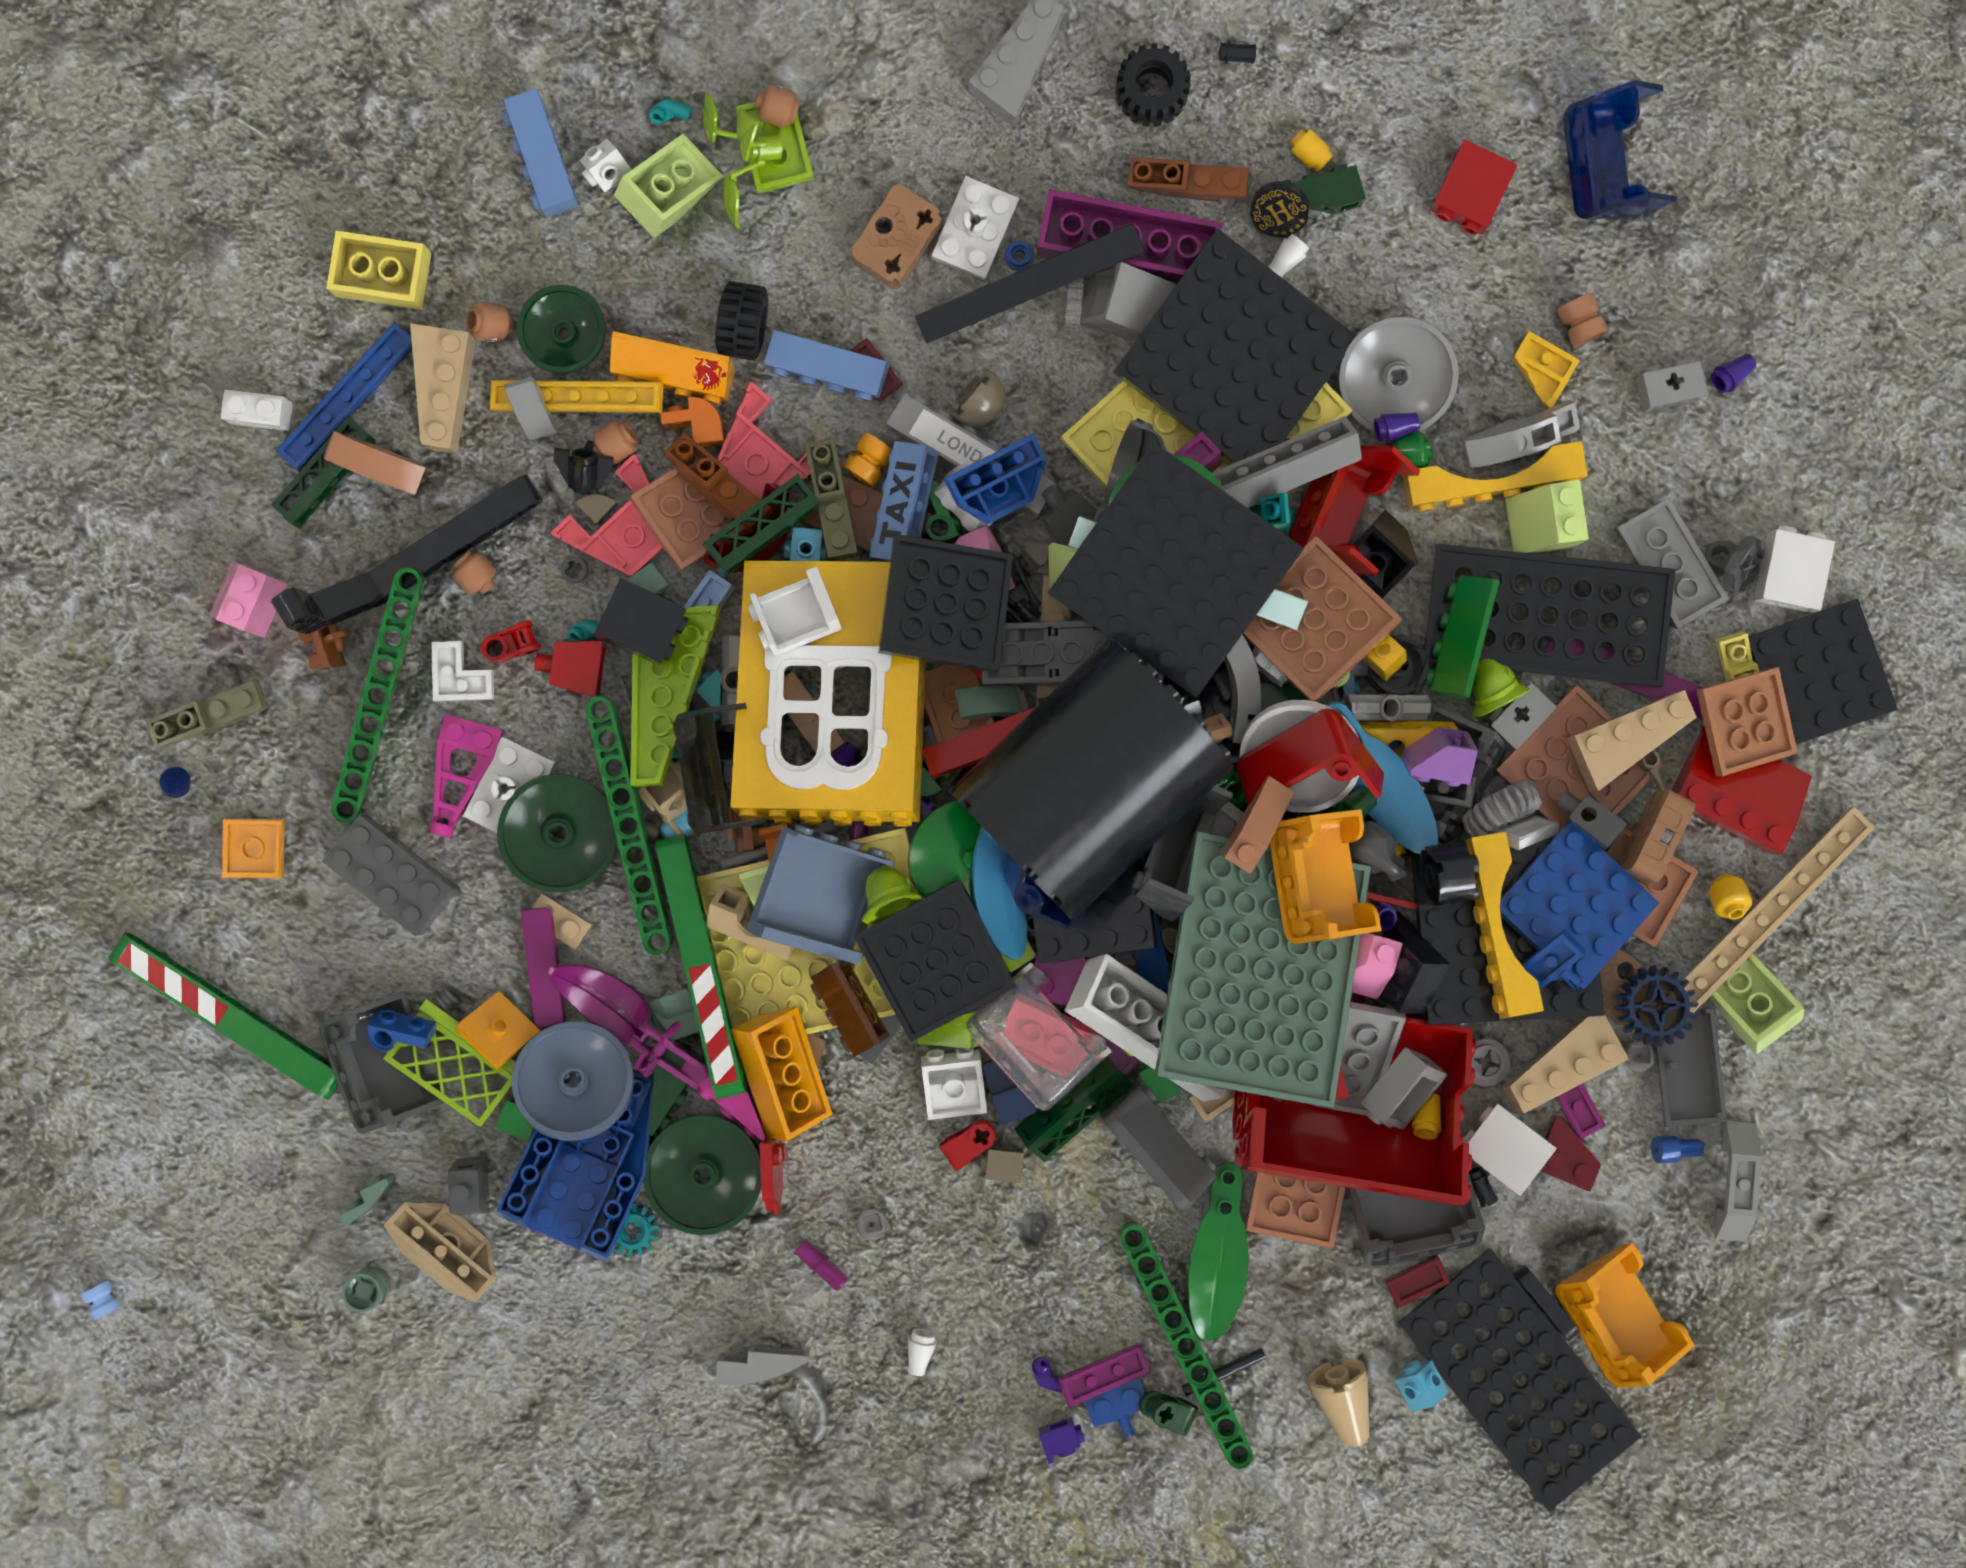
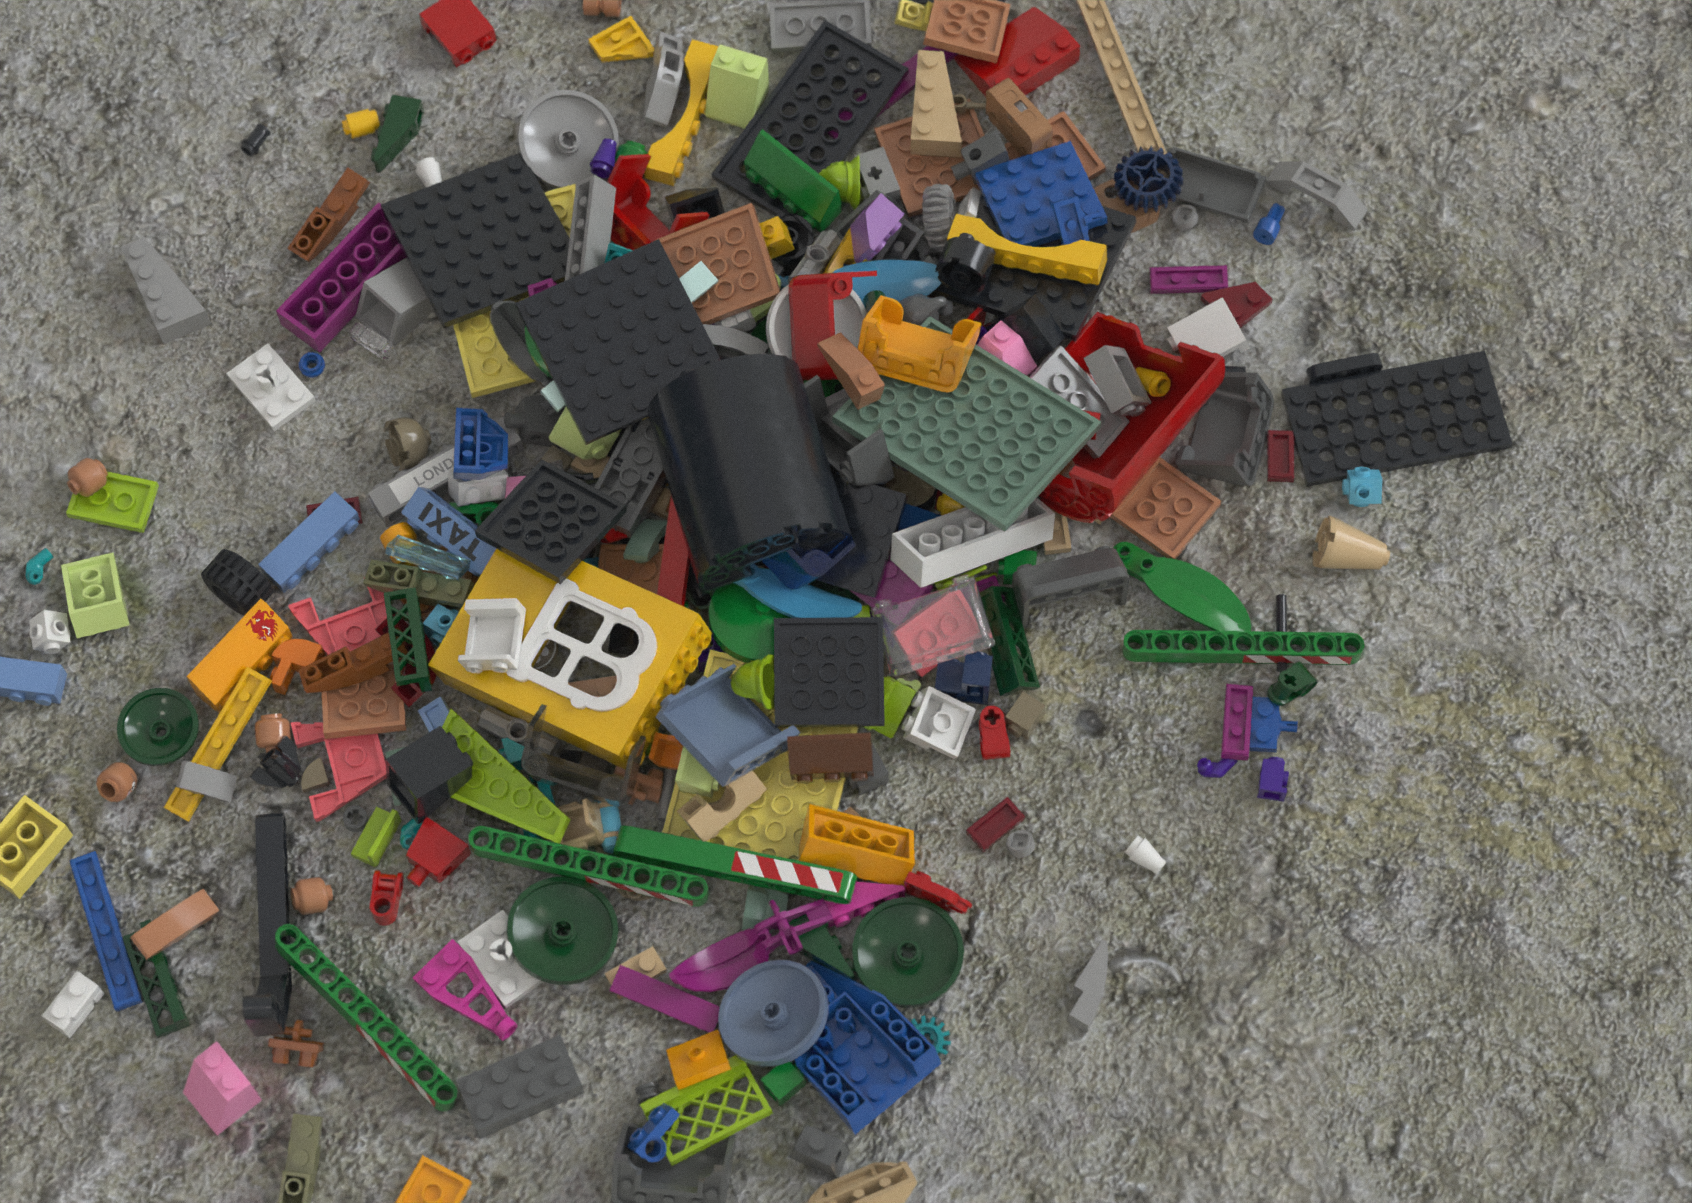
camera: 60 degrees left, 20 degrees down
(442, 381) = (136, 841): tan wedge -> none
(451, 680) = (387, 959): white plate -> none
(566, 600) = (376, 836): none -> lime panel
(751, 145) = (109, 500): lime plant -> none
(821, 1265) = (1033, 900): magenta axle -> none
(858, 496) = (427, 557): none -> clear light blue plate
(880, 1189) = (995, 824): none -> dark red tile
(903, 243) = (248, 442): medium nougat axle -> none
(1029, 283) = (338, 361): black tile -> none
(1157, 62) = (240, 189): black tyre -> none
(1279, 209) = (392, 162): black tile -> none
(1497, 1054) = (1135, 315): light grey gear -> none
(1574, 1058) = (1160, 258): tan wedge -> none
(1621, 1320) = (1384, 325): light orange windscreen -> none
(1730, 897) = (1094, 98): yellow head -> none
(1757, 1005) = (1188, 117): yellowish green slope -> none

